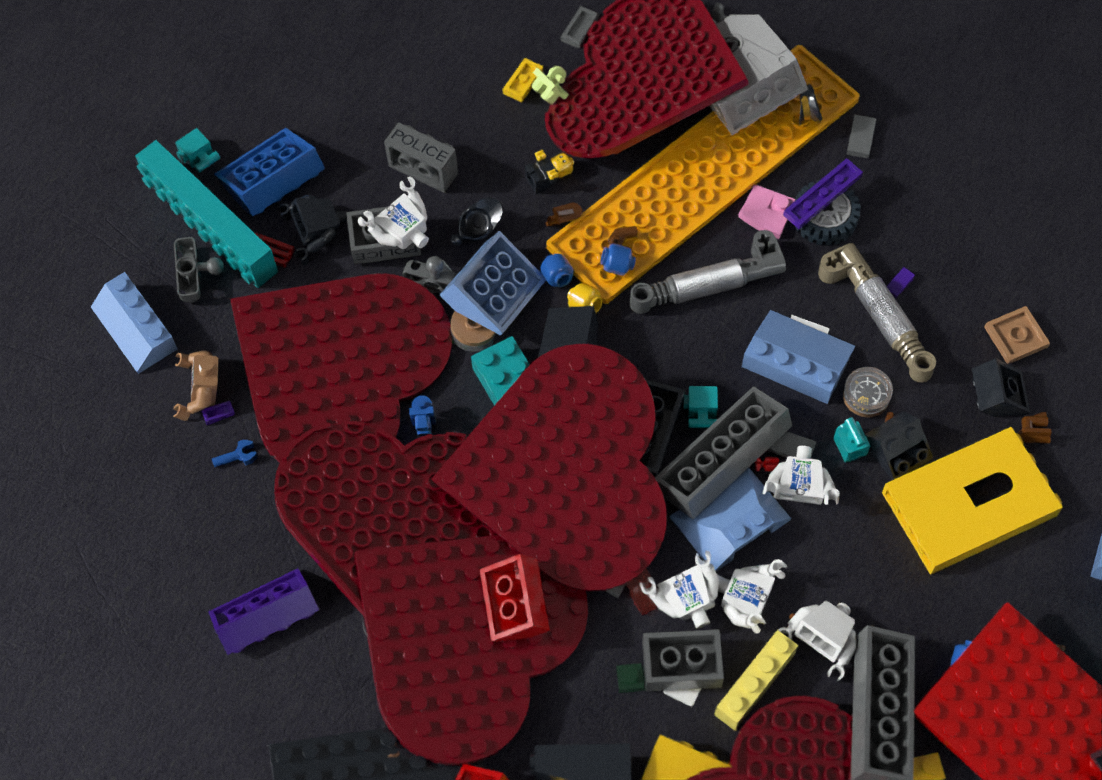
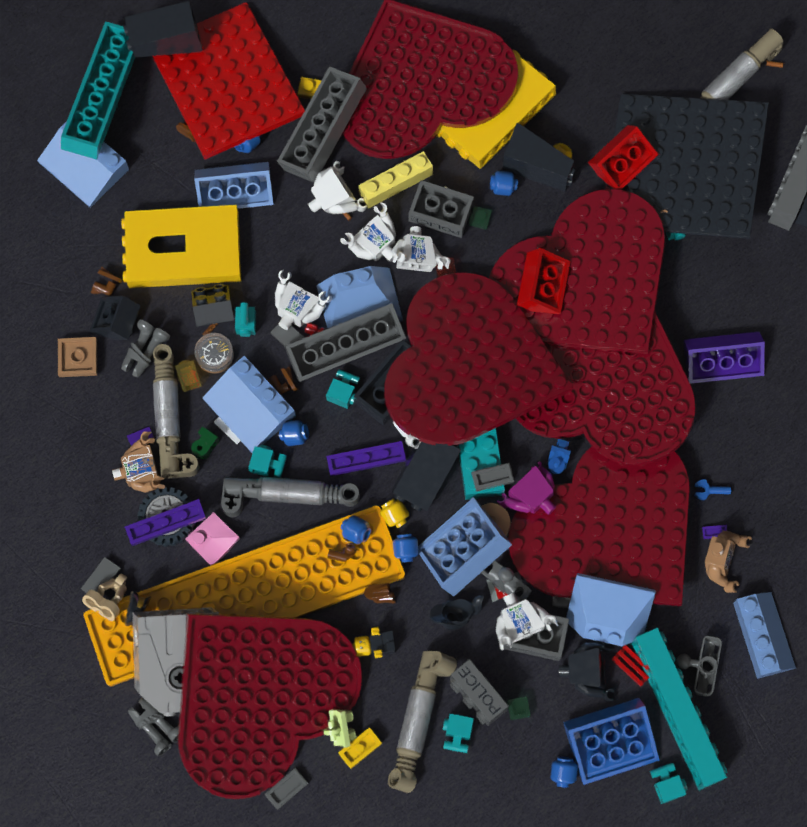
camera: 160 degrees left, 10 degrees up
(309, 126) = (564, 771): none -> blue head
(310, 271) = (609, 609): none -> medium blue slope
(376, 166) = (518, 708): none -> clear green plate
(430, 122) = (458, 728): none -> teal brick
(438, 367) = (531, 492): none -> magenta torso
(477, 166) = (418, 717): none -> piece
(488, 358) = (492, 477): none -> dark grey tile
(618, 728) = (503, 183): none -> blue head
(651, 339) = (366, 458): none -> dark purple plate
(733, 341) = (294, 433): none -> blue head
(752, 300) = (263, 462): none -> teal brick
(781, 389) = (281, 389): none -> reddish brown piece
(825, 299) = (205, 445): none -> dark green leg
(850, 102) = (106, 608): none -> tan piece
(880, 245) = (139, 466): none -> medium nougat torso
(883, 357) = (188, 375): none -> clear yellow brick
(952, 596) = (234, 185): none -> medium blue slope
(955, 361) = (135, 353): none -> dark grey piece

